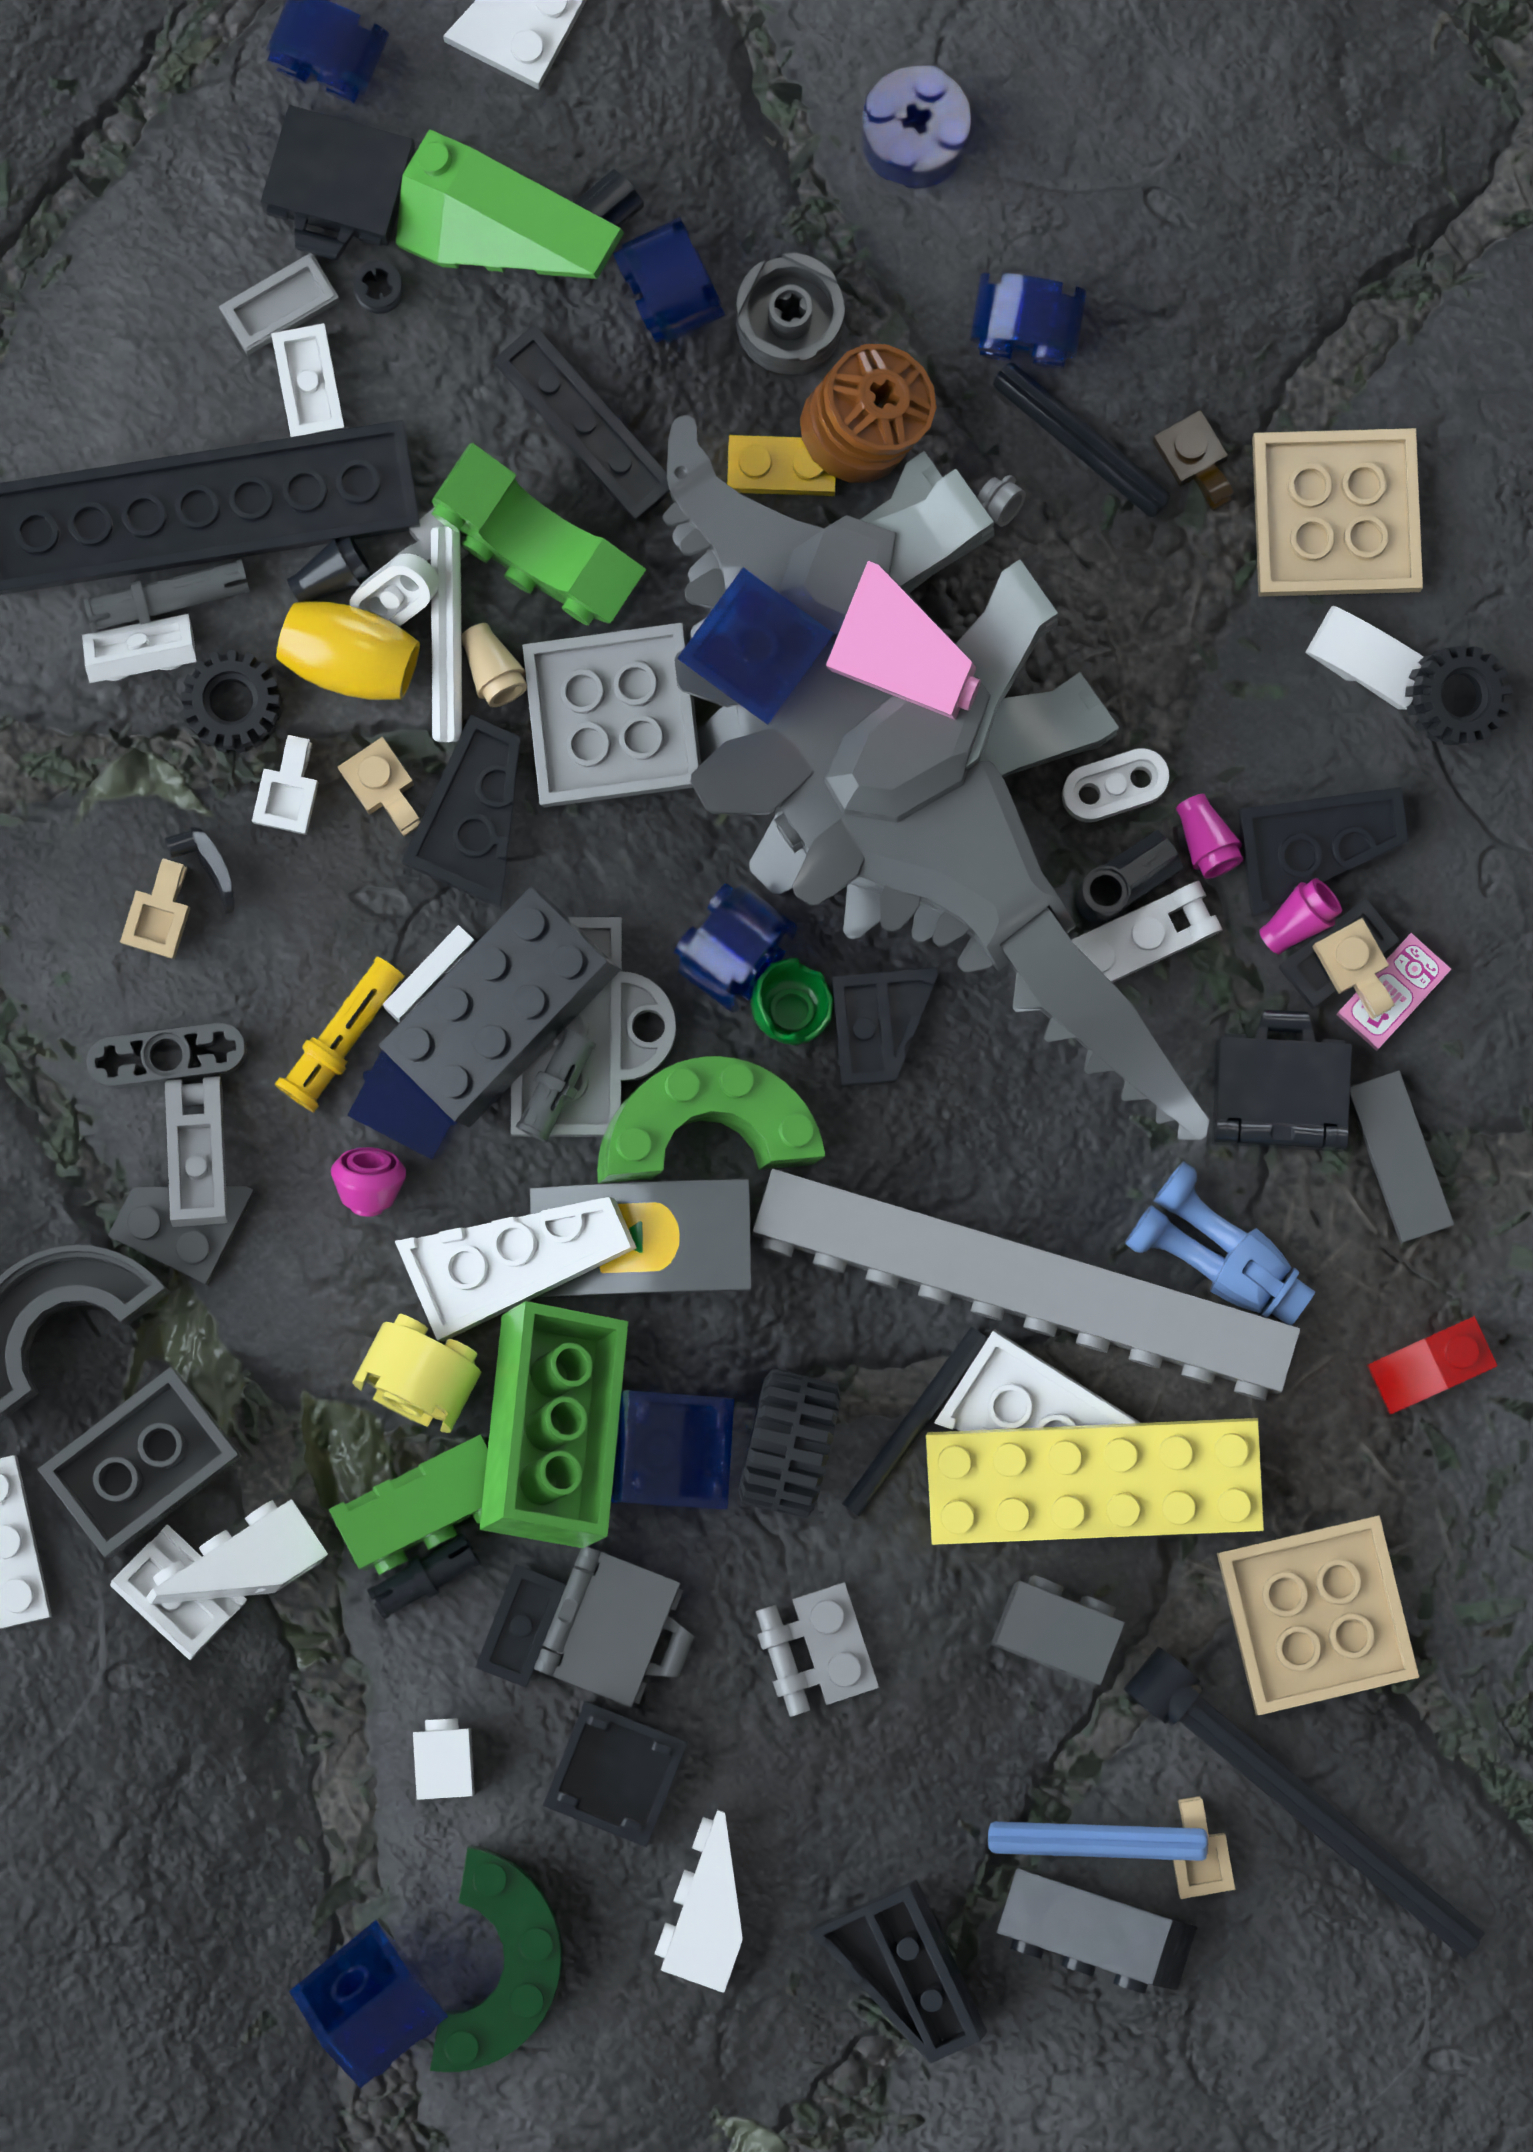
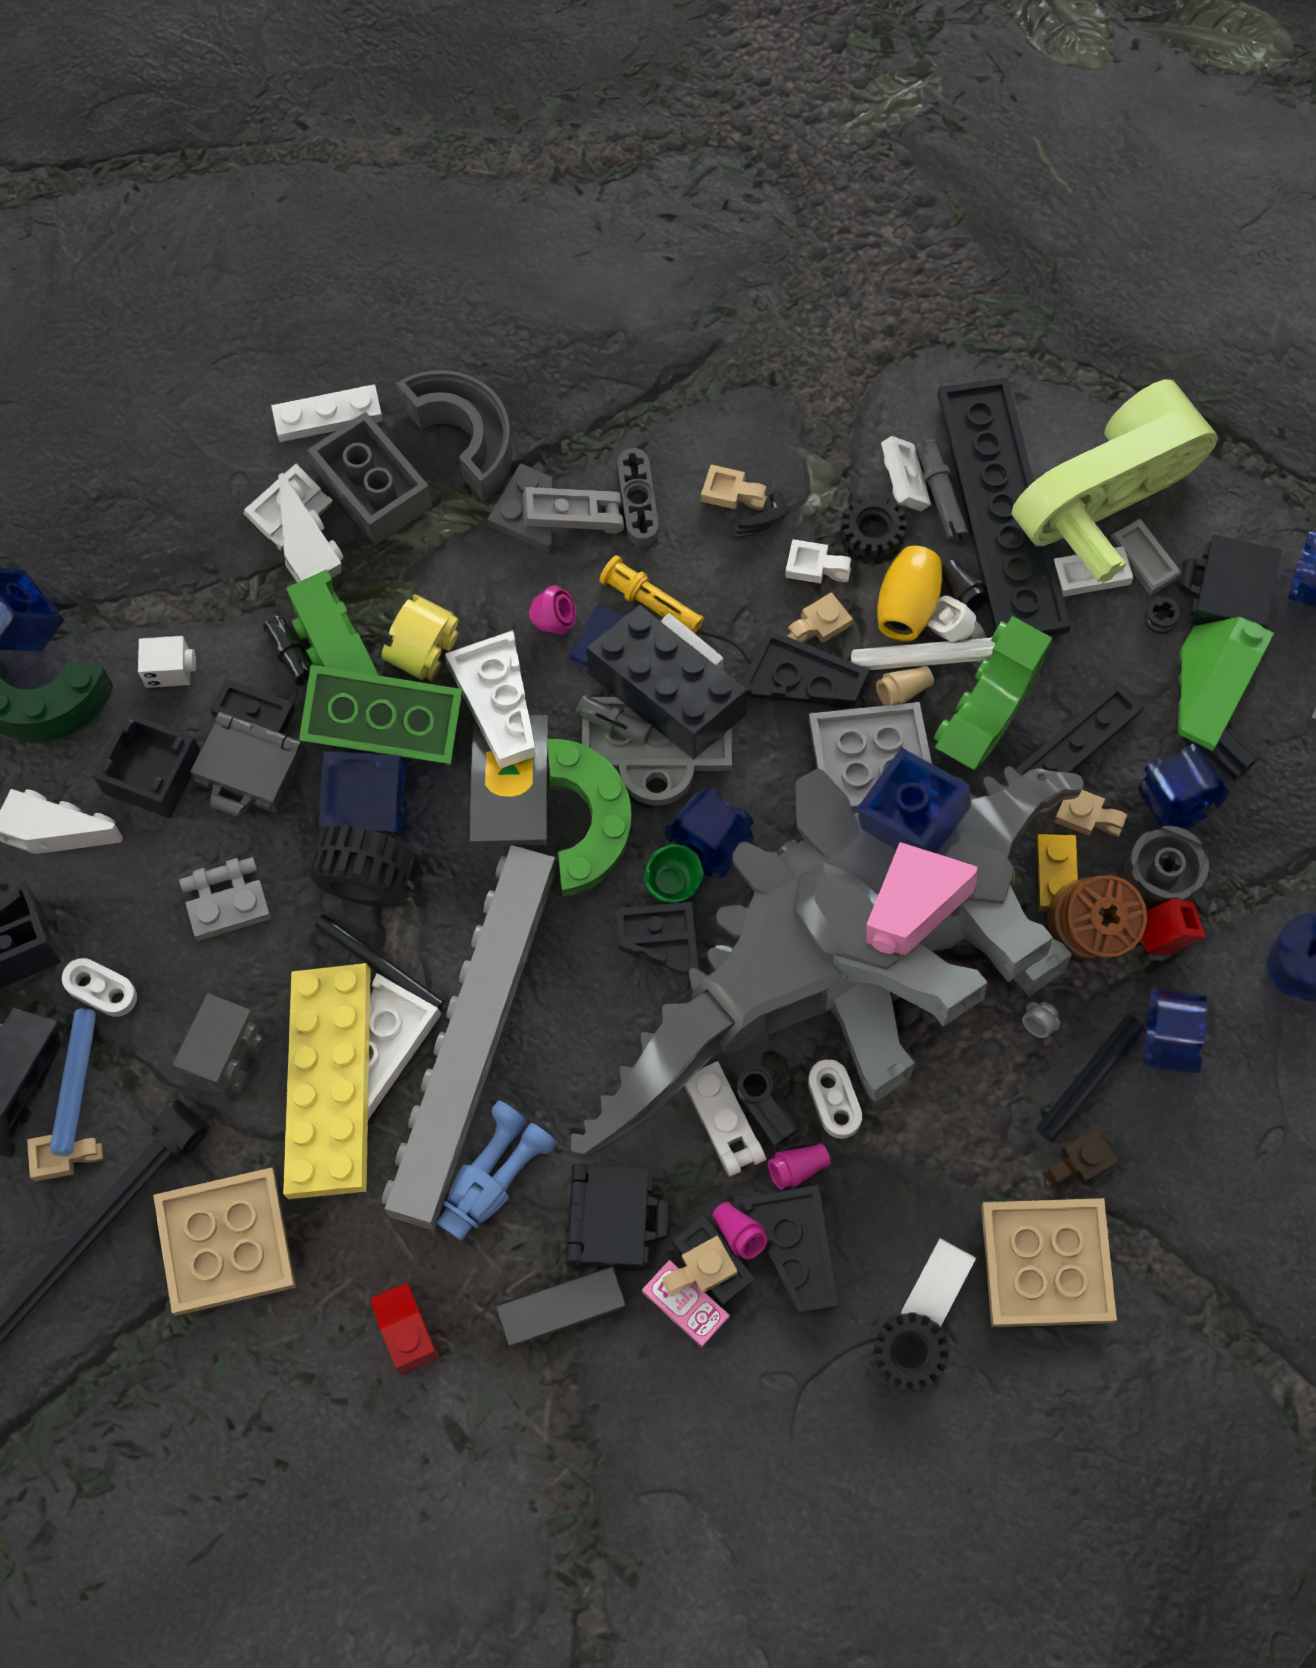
camera: 95 degrees right, 15 degrees down
(112, 274) = (1150, 446): none -> yellowish green beam
(696, 405) = (1086, 813): none -> tan plate
(875, 310) = (1172, 927): none -> red brick
(956, 1819) = (101, 989): none -> white plate

